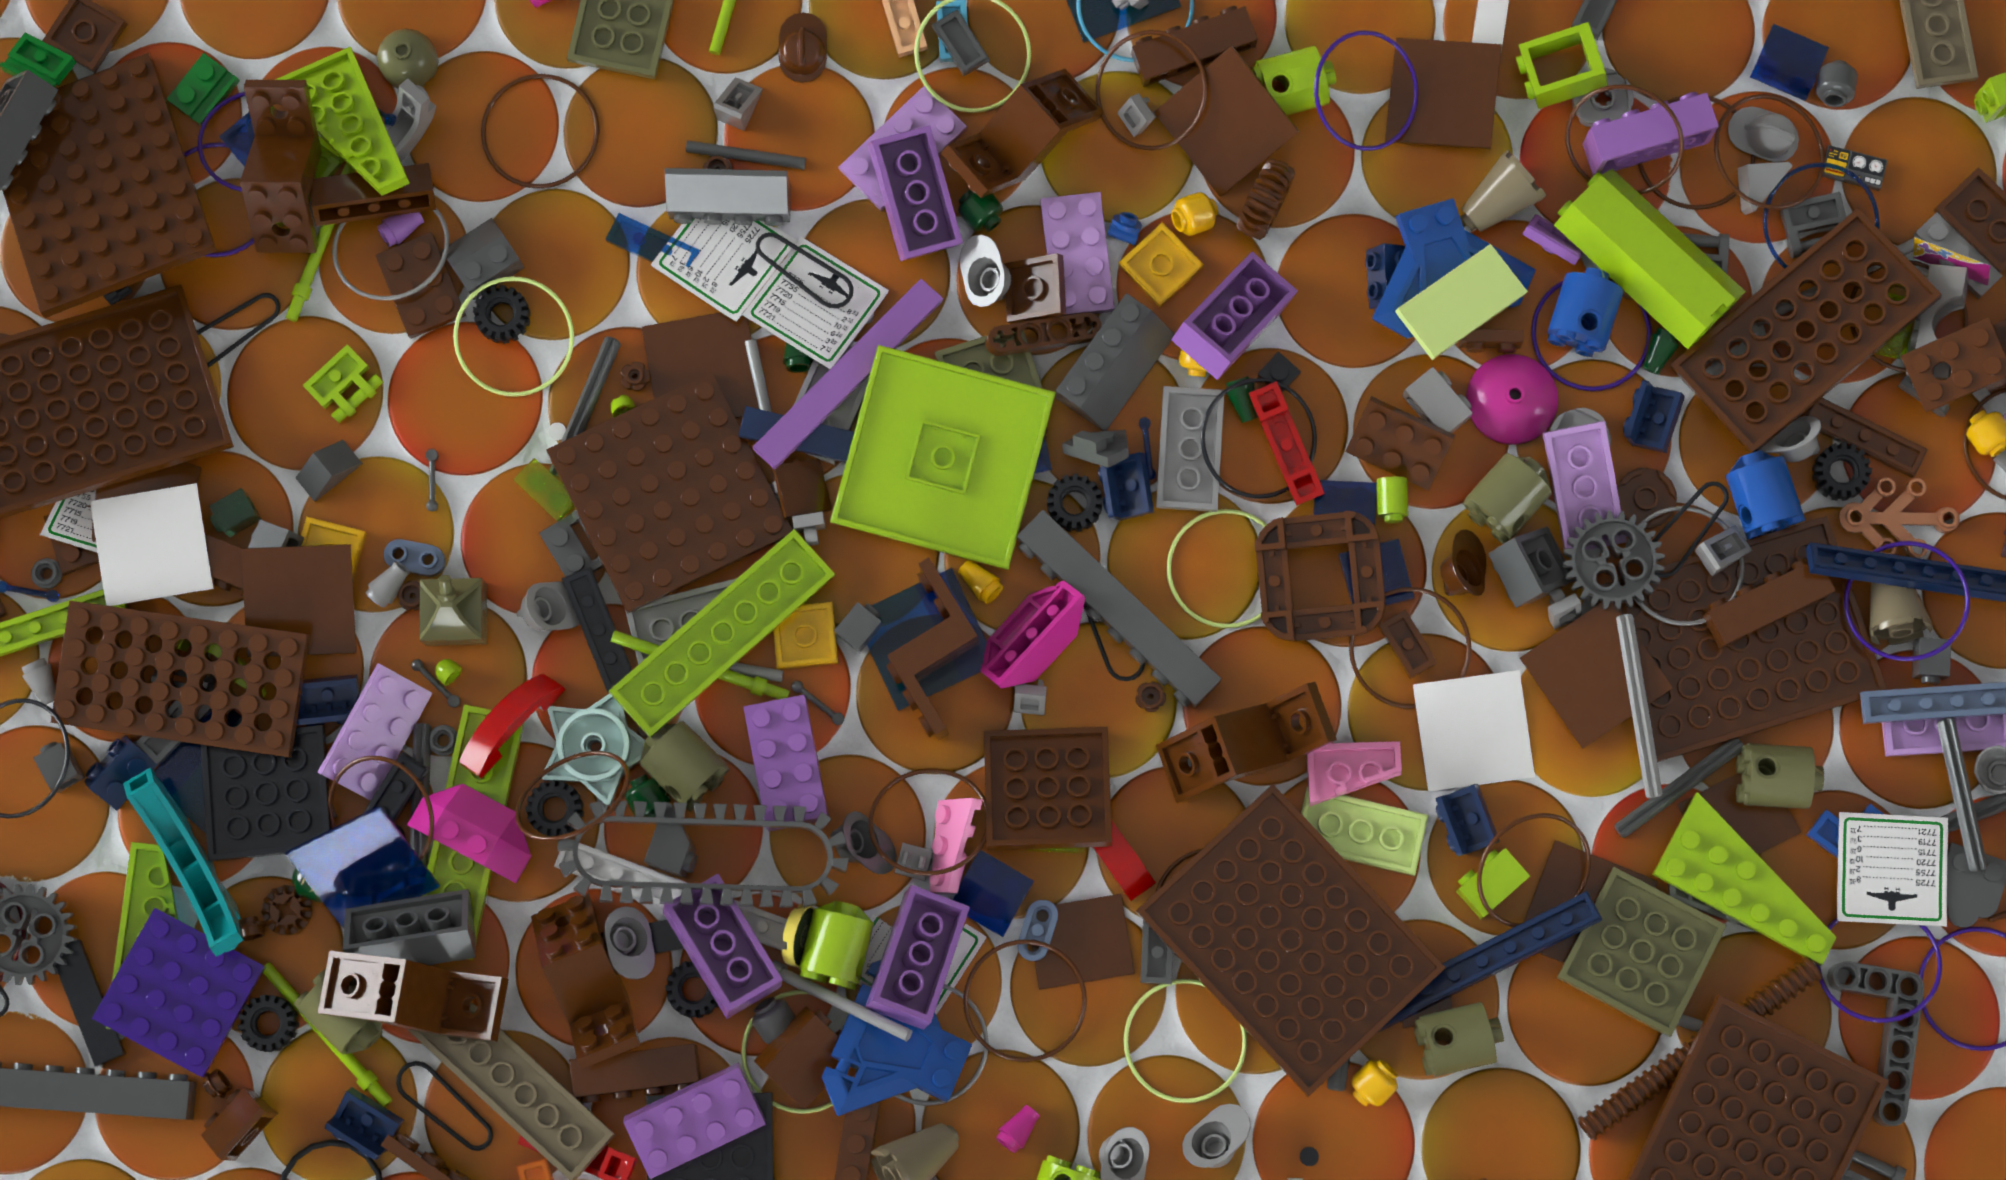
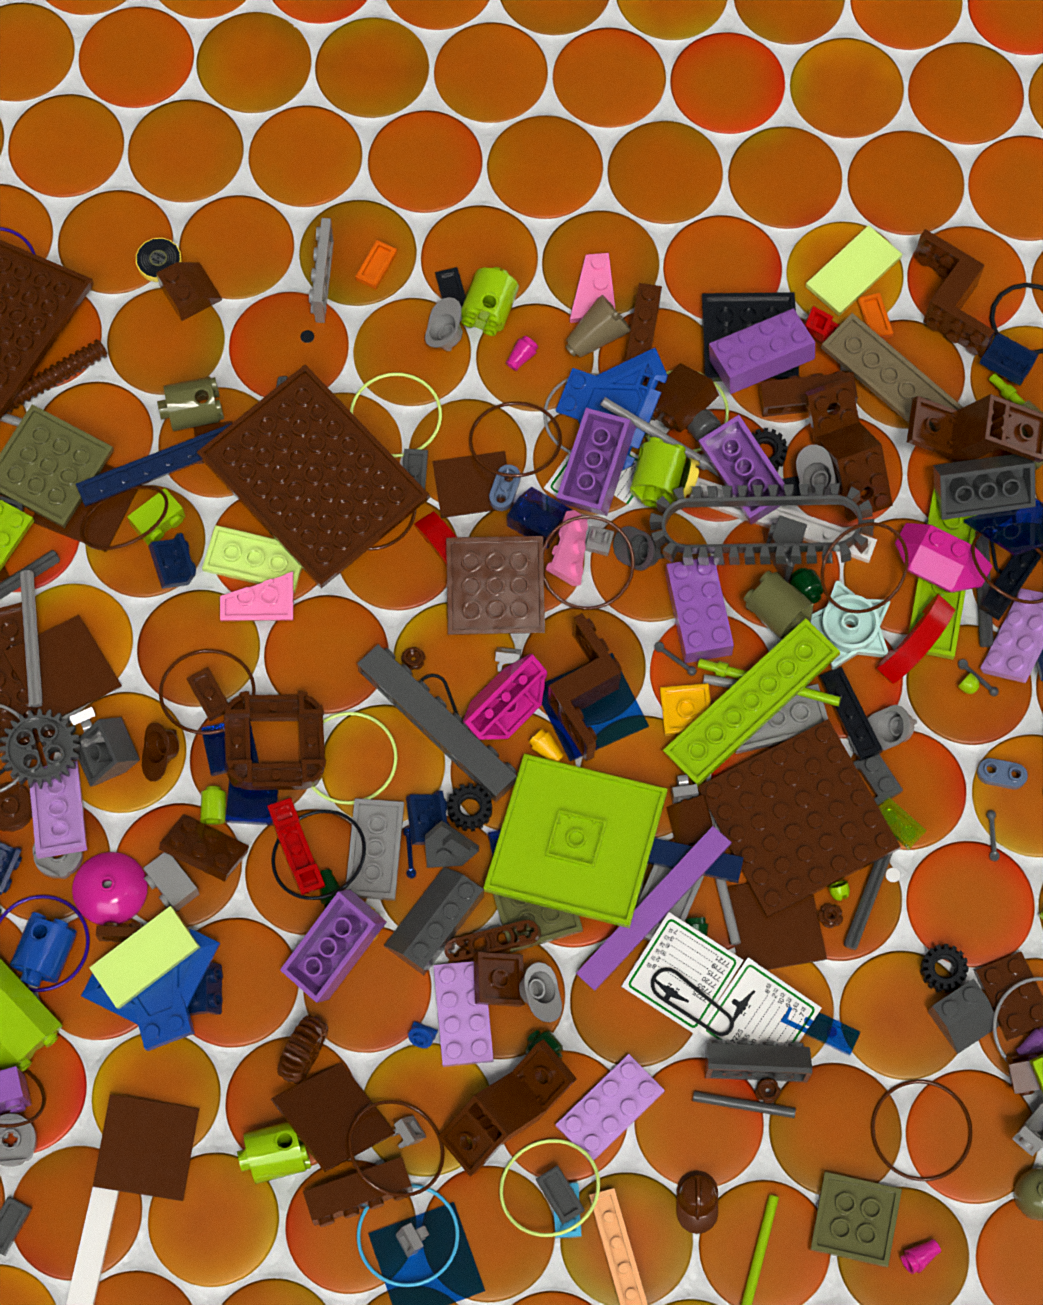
camera: 175 degrees right, 10 degrees down
(387, 585) = (1023, 747): light grey cone -> none
(404, 595) = (1006, 739): reddish brown plate -> none
(435, 735) = (973, 628): dark grey plate -> none
(453, 611) = (968, 727): olive piece -> none
(455, 1094) = (953, 366): black piece -> none
(475, 379) = (924, 989): yellowish green piece -> none
(539, 798) = (882, 567): black tyre -> none
(737, 103) = (752, 1148): light grey slope -> none
(859, 626) = (643, 710): dark grey brick -> none
(915, 193) = (599, 1057): medium lavender brick -> none
(1161, 264) = (393, 1004): yellow tile -> none
(1194, 214) = (363, 1043): yellow head -> none
(1217, 1137) = (374, 341): light grey piece -> none
(1246, 742) = (339, 612): reddish brown bracket -> none
(1280, 370) = (299, 912): black plate -> none
(1316, 90) = (245, 1159): dark purple piece -> none
(1374, 1083) = (255, 379): yellow head -> none
(1473, 730) = (162, 631): white sticker -> none
(1501, 194) = (103, 1053): dark tan cone -> none
(1508, 496) = (118, 802): olive cylinder -> none
(1552, 239) = (72, 1021): medium lavender plate -> none
(1569, 87) = (15, 1170): lime window -> none

